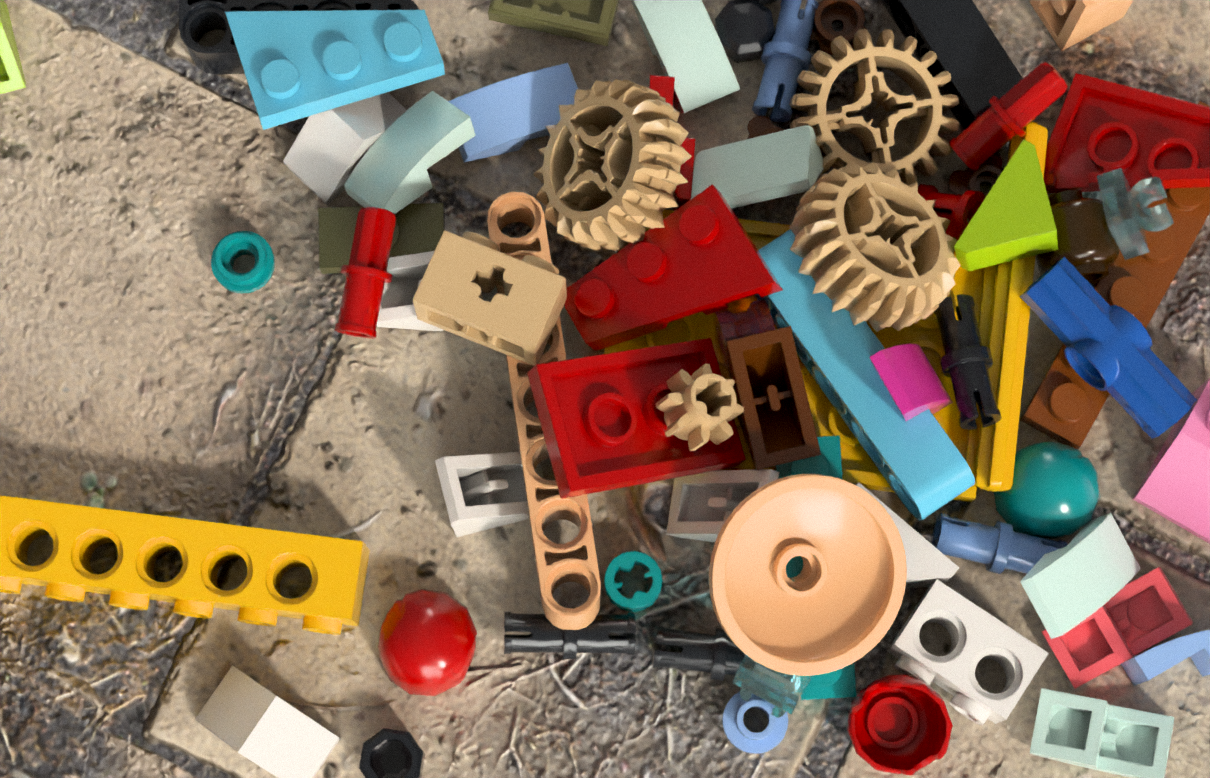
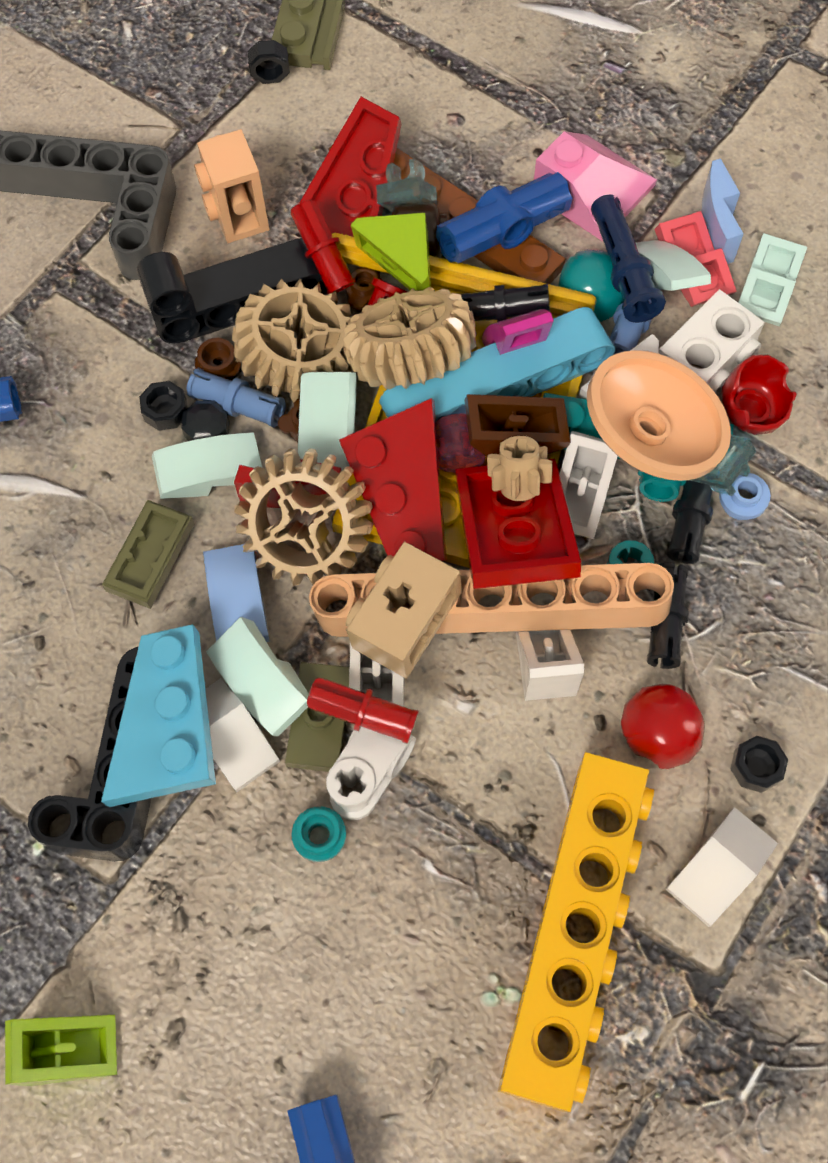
camera: 80 degrees left, 10 degrees down
(315, 308) = (373, 762): none -> white piece
(1048, 527) = (630, 271): none -> dark blue pin

